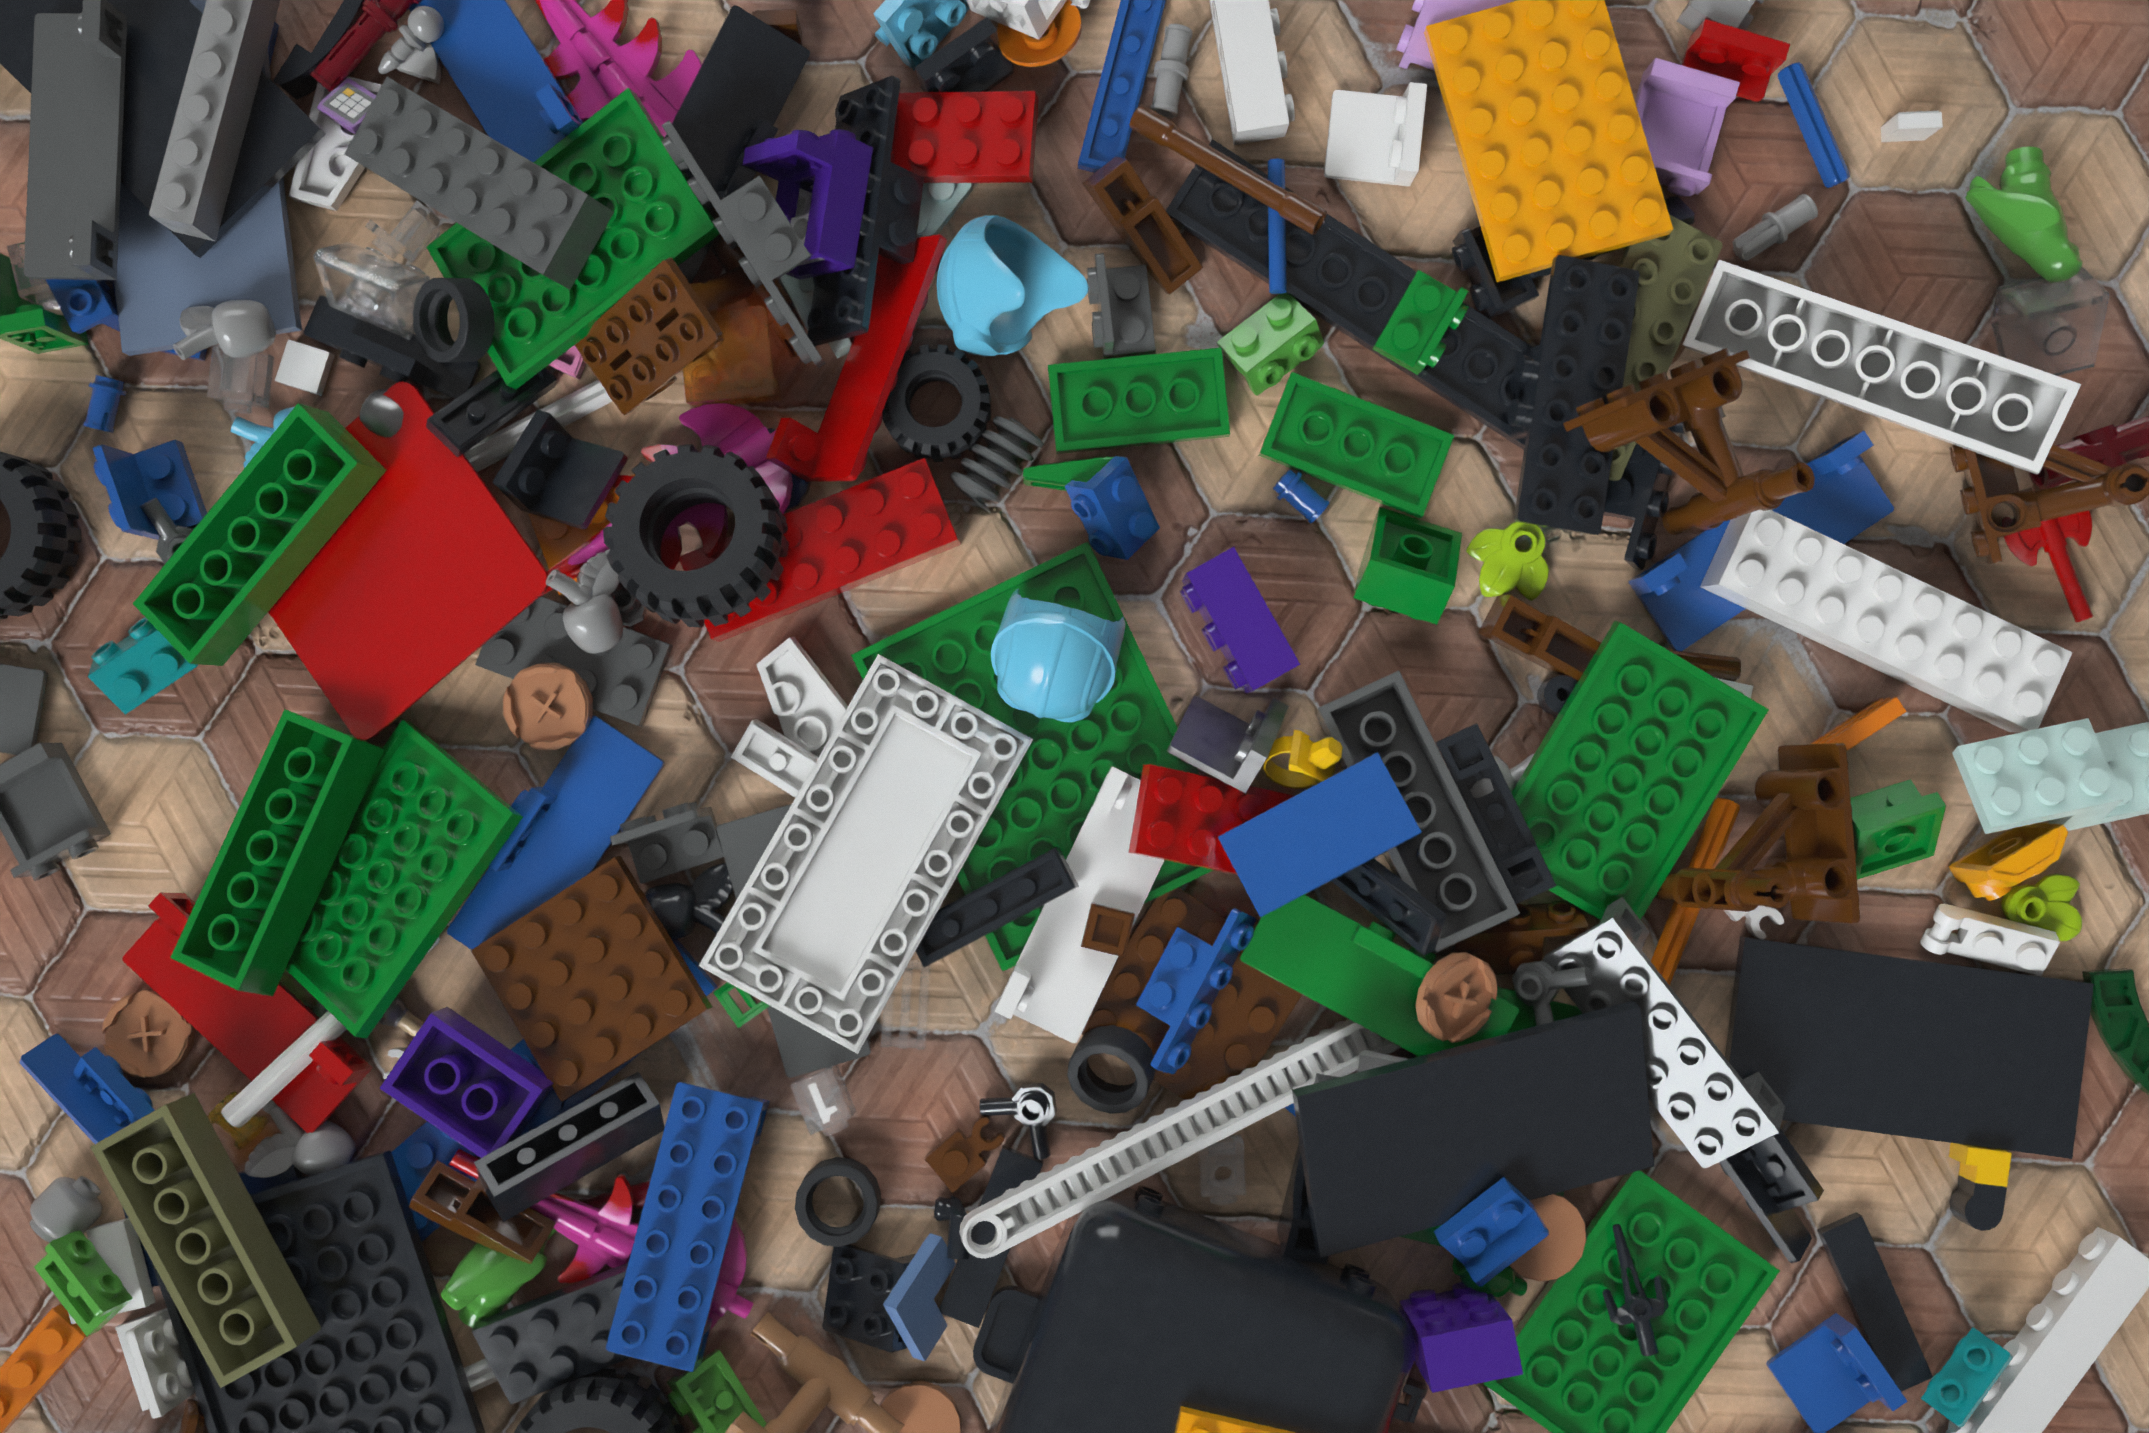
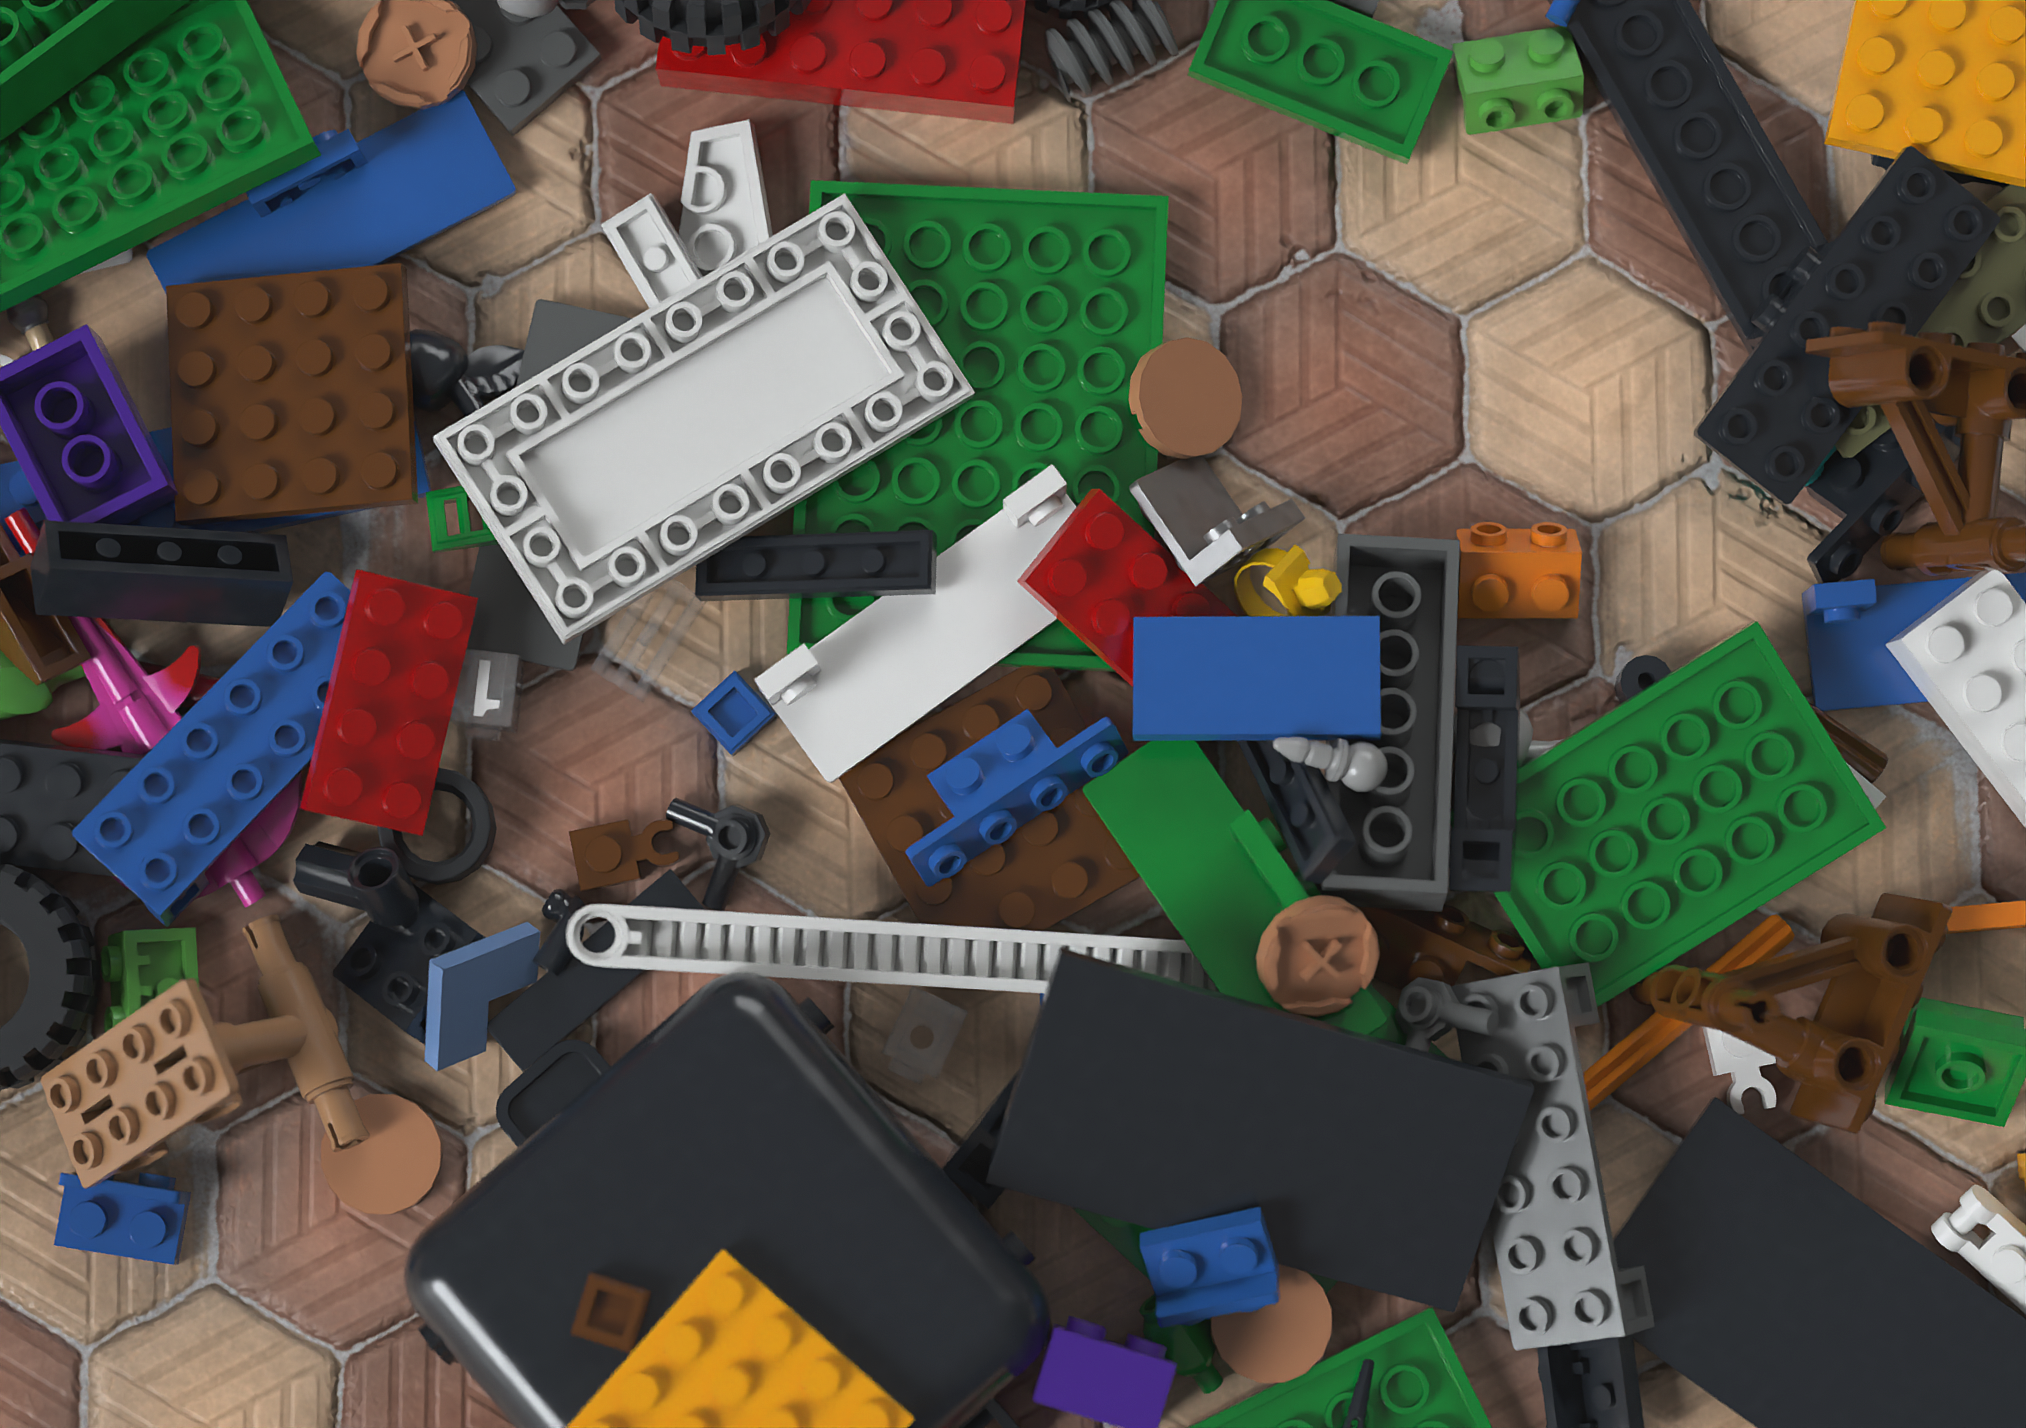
camera: 30 degrees right, 5 degrees down
(671, 844) = (474, 284): dark grey bracket -> none
(765, 1149) = (389, 702): none -> red plate
(806, 1268) = (360, 880): none -> black piece
(985, 1026) = (733, 713): none -> blue tile
(1054, 658) = (1054, 303): medium azure piece -> none
(1058, 475) = (1199, 114): green slope -> none
(1104, 1095) = (815, 846): black tyre -> none
(1107, 929) = (941, 664): reddish brown tile -> none
(1113, 510) = (1219, 173): blue bracket -> none
(1169, 668) = (1185, 398): none -> nougat tile
(1238, 621) = (1296, 383): dark purple brick -> none
(1300, 495) = (1455, 278): blue pin -> none
(1356, 445) = (1555, 254): green plate -> none
(1408, 566) = (1540, 430): green slope -> none
(1416, 859) = (1358, 765): none -> light grey bar
(1420, 322) = (1708, 145): green bracket -> none
(1442, 663) = (1518, 571): none -> orange bracket
(1486, 293) = (1819, 165): black bracket -> none
(1507, 566) = (1662, 495): lime plate -> none
(1539, 637) = (1654, 598): reddish brown slope -> none

